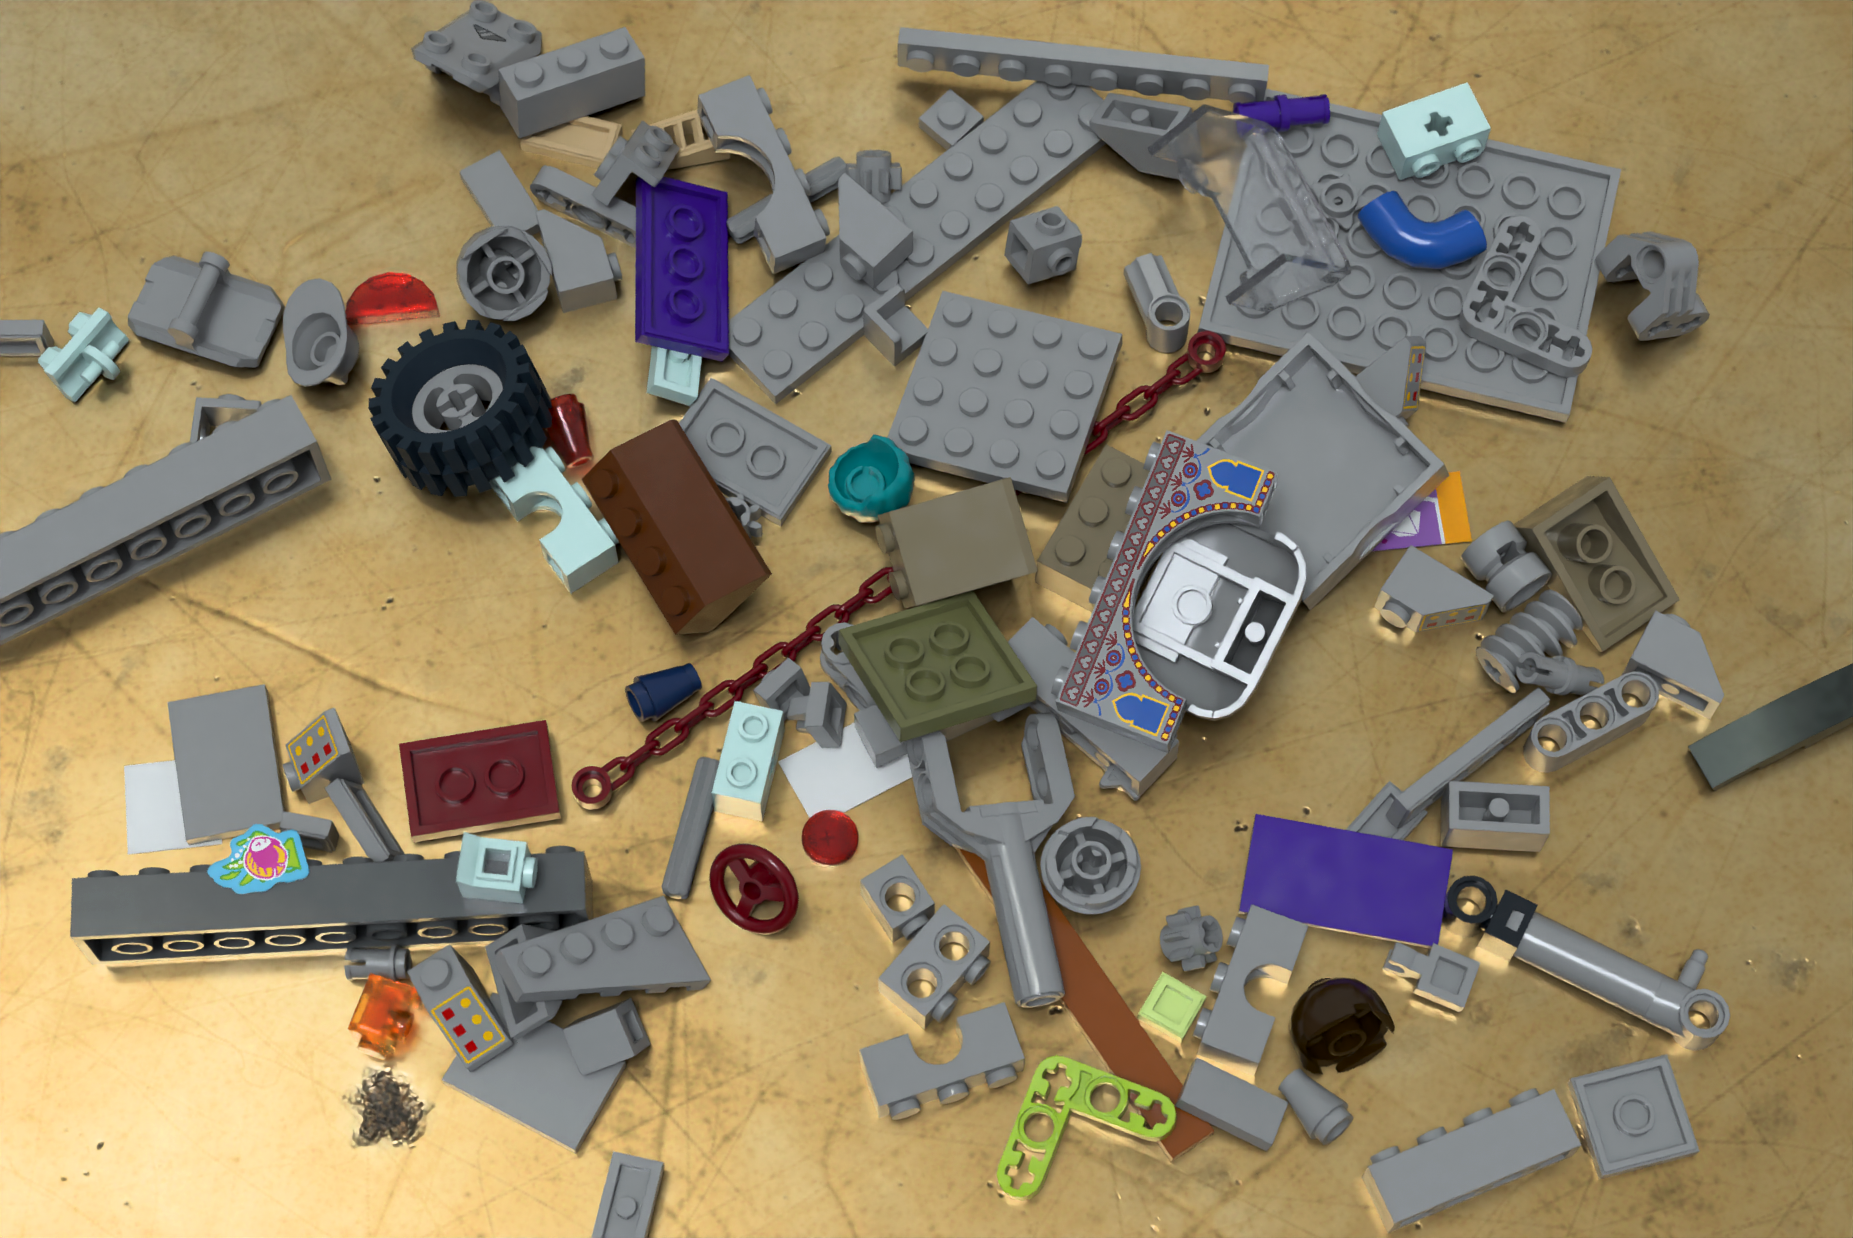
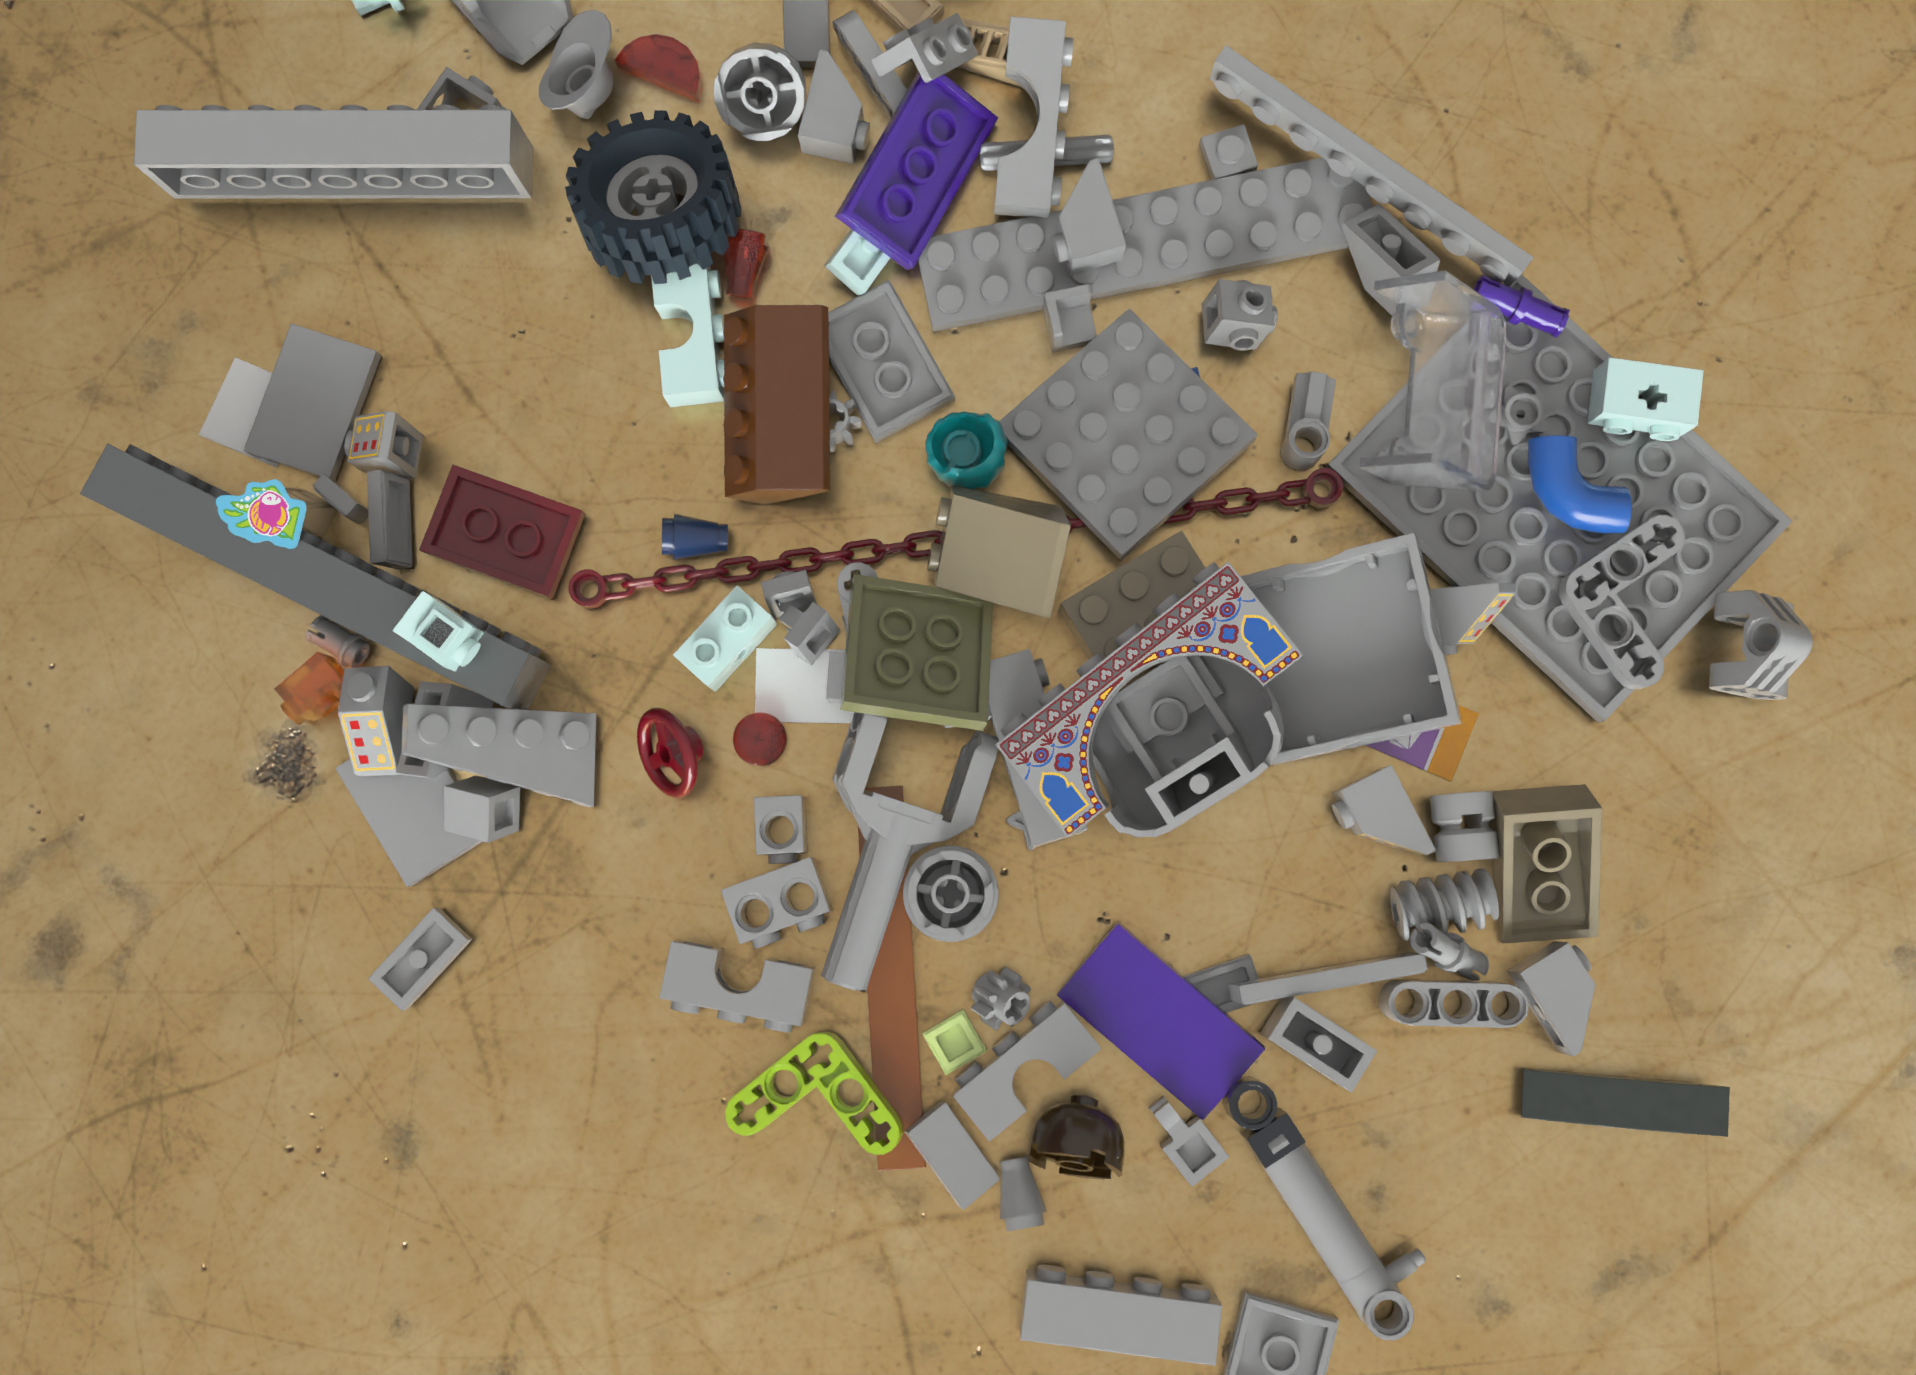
camera: 35 degrees right, 15 degrees up
(691, 831) = (648, 671): light grey axle -> none
(876, 173) = (1129, 171): light grey gear -> none

